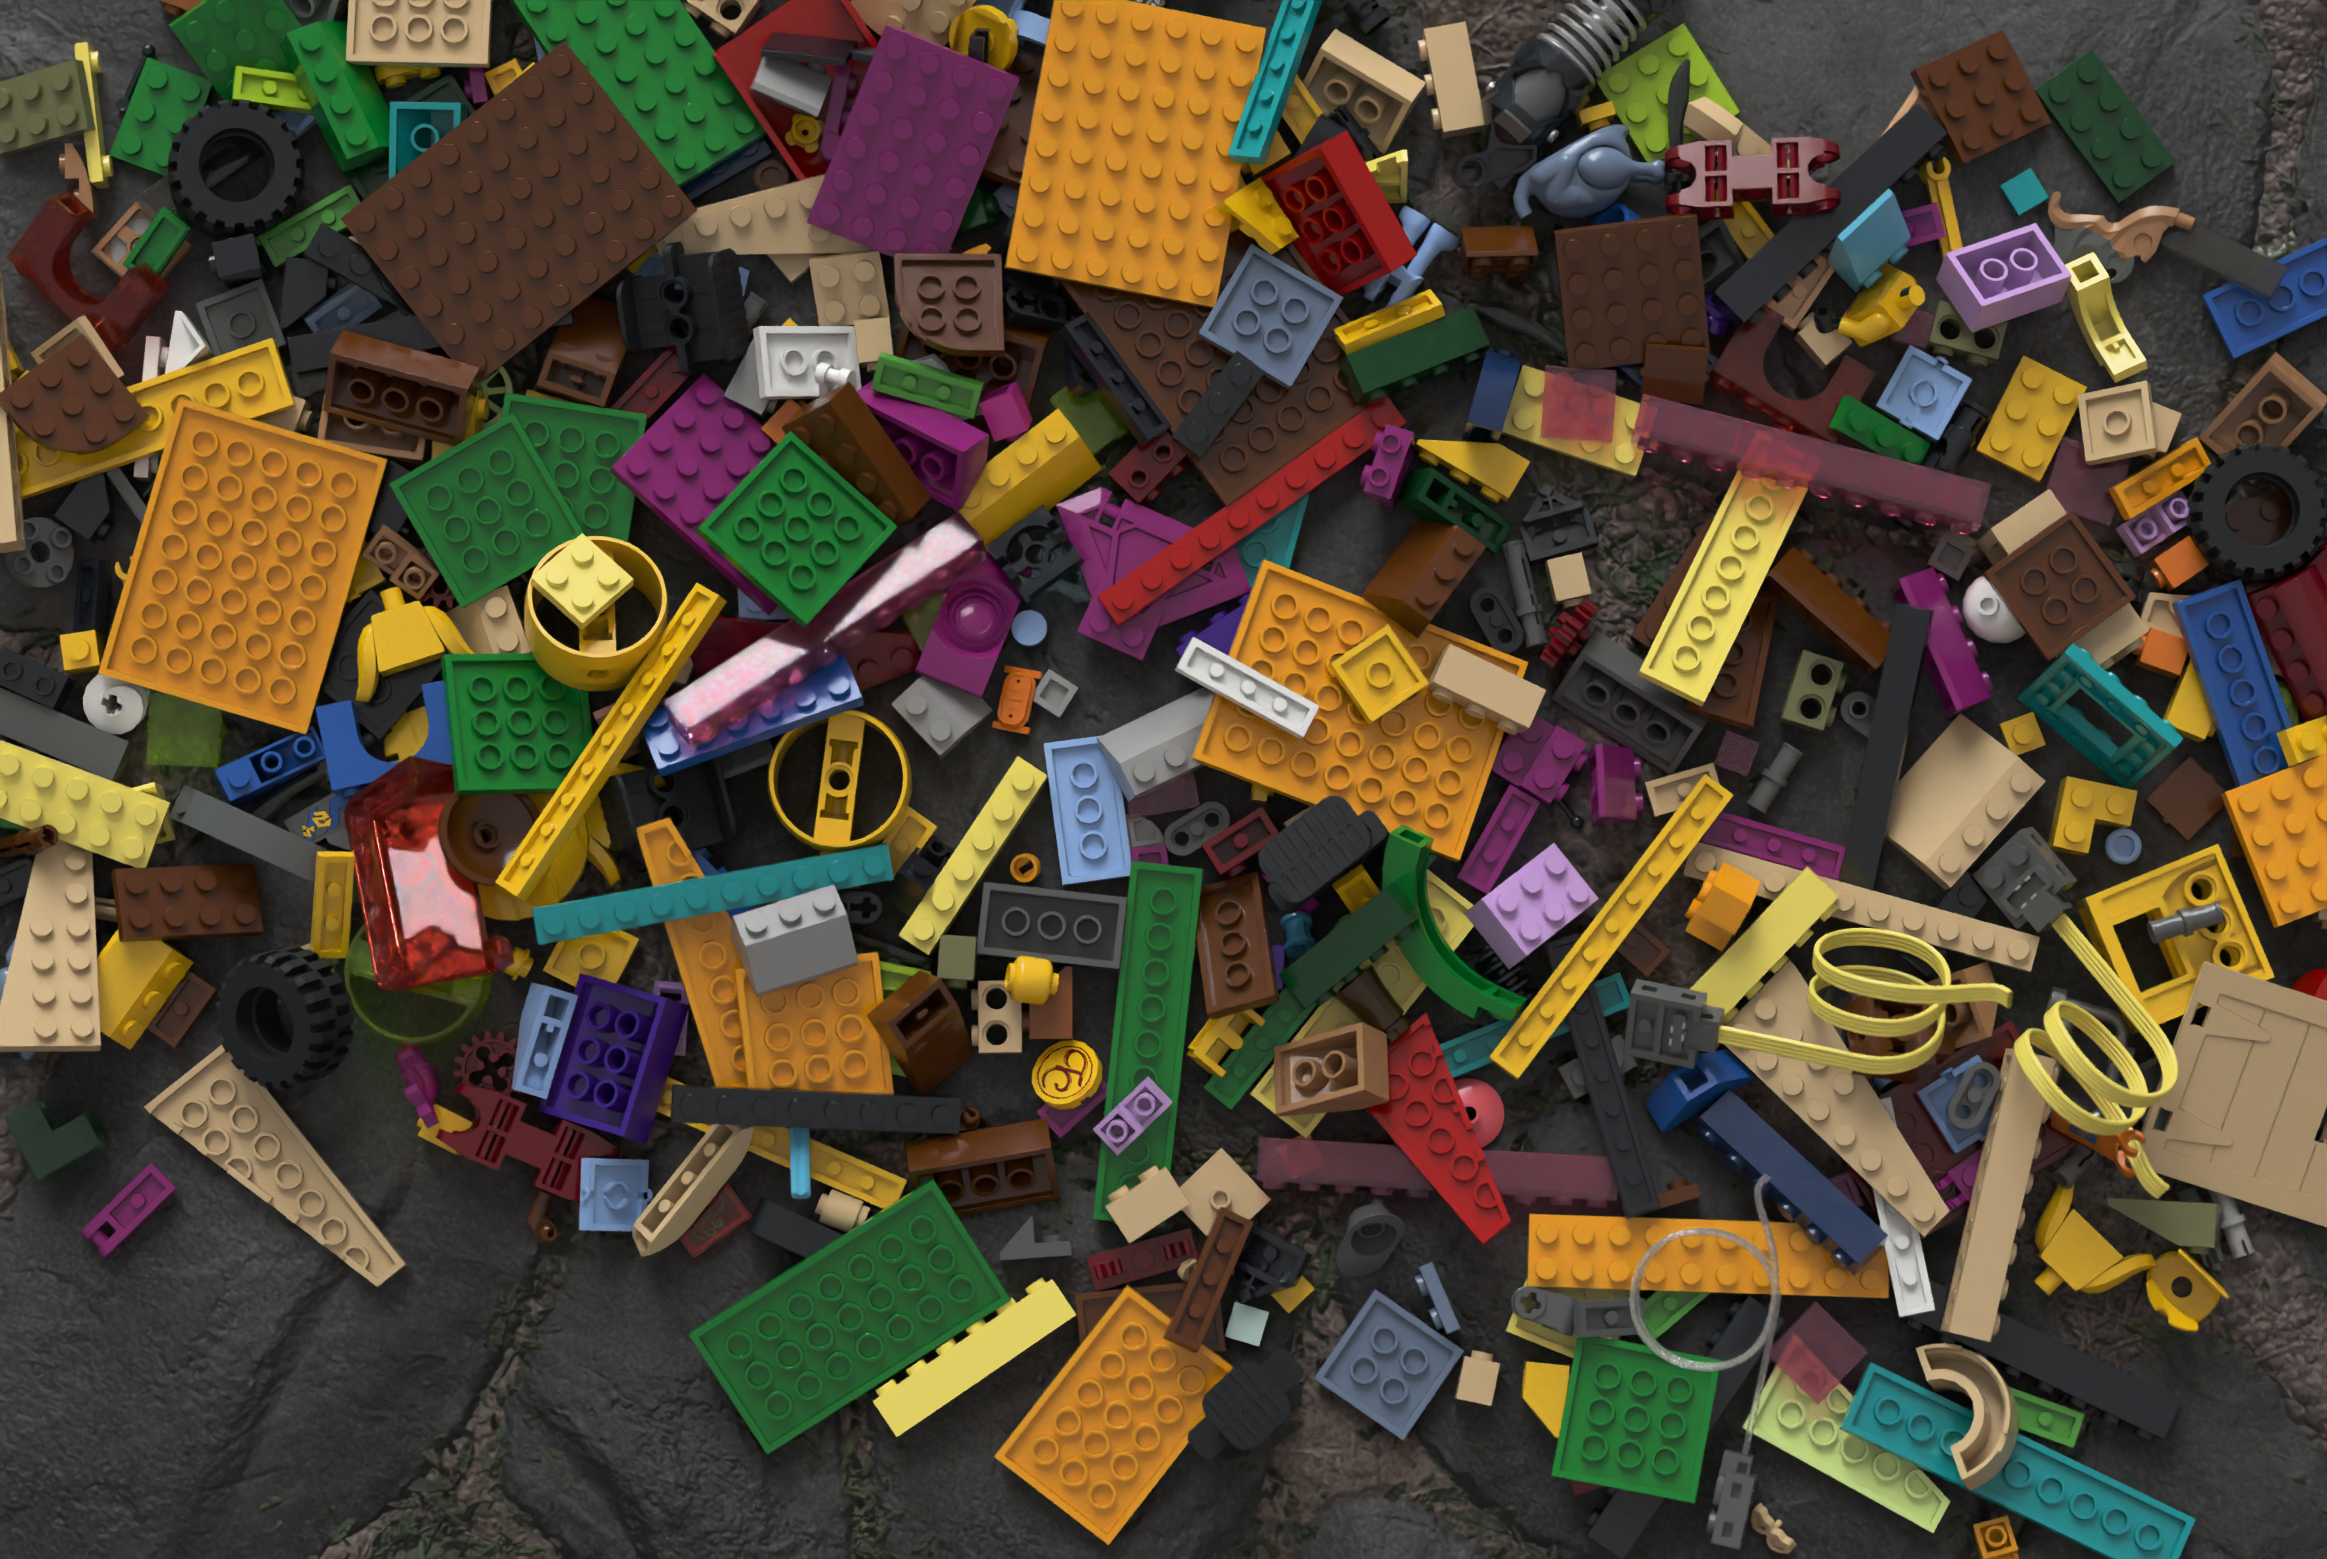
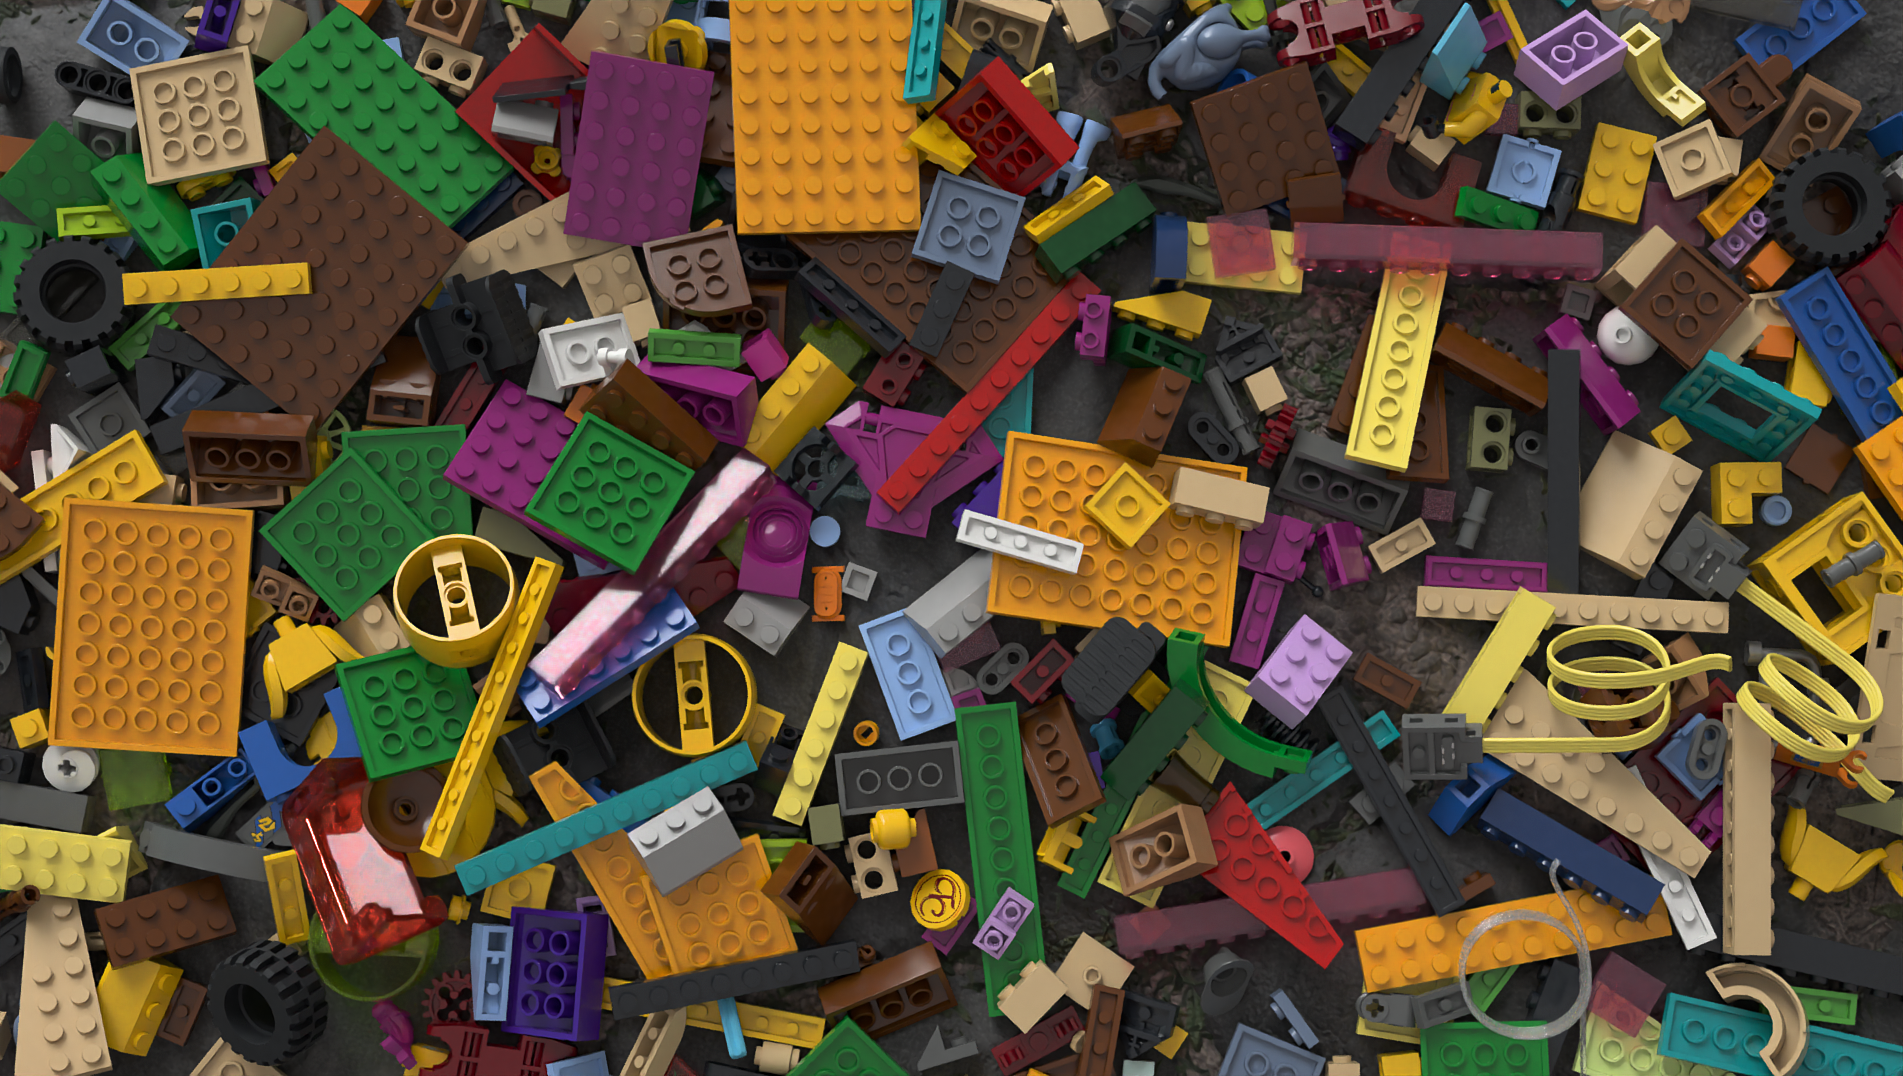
camera: 10 degrees left, 0 degrees up
(403, 193) = (217, 283): none -> yellow plate
(582, 581) = (437, 577): light yellow plate -> none
(672, 554) = (514, 537): none -> olive slope
(1610, 927) = (1368, 675): yellow plate -> none
(1721, 905) = (1458, 635): light orange brick -> none
(2197, 360) = (1745, 93): none -> reddish brown brick

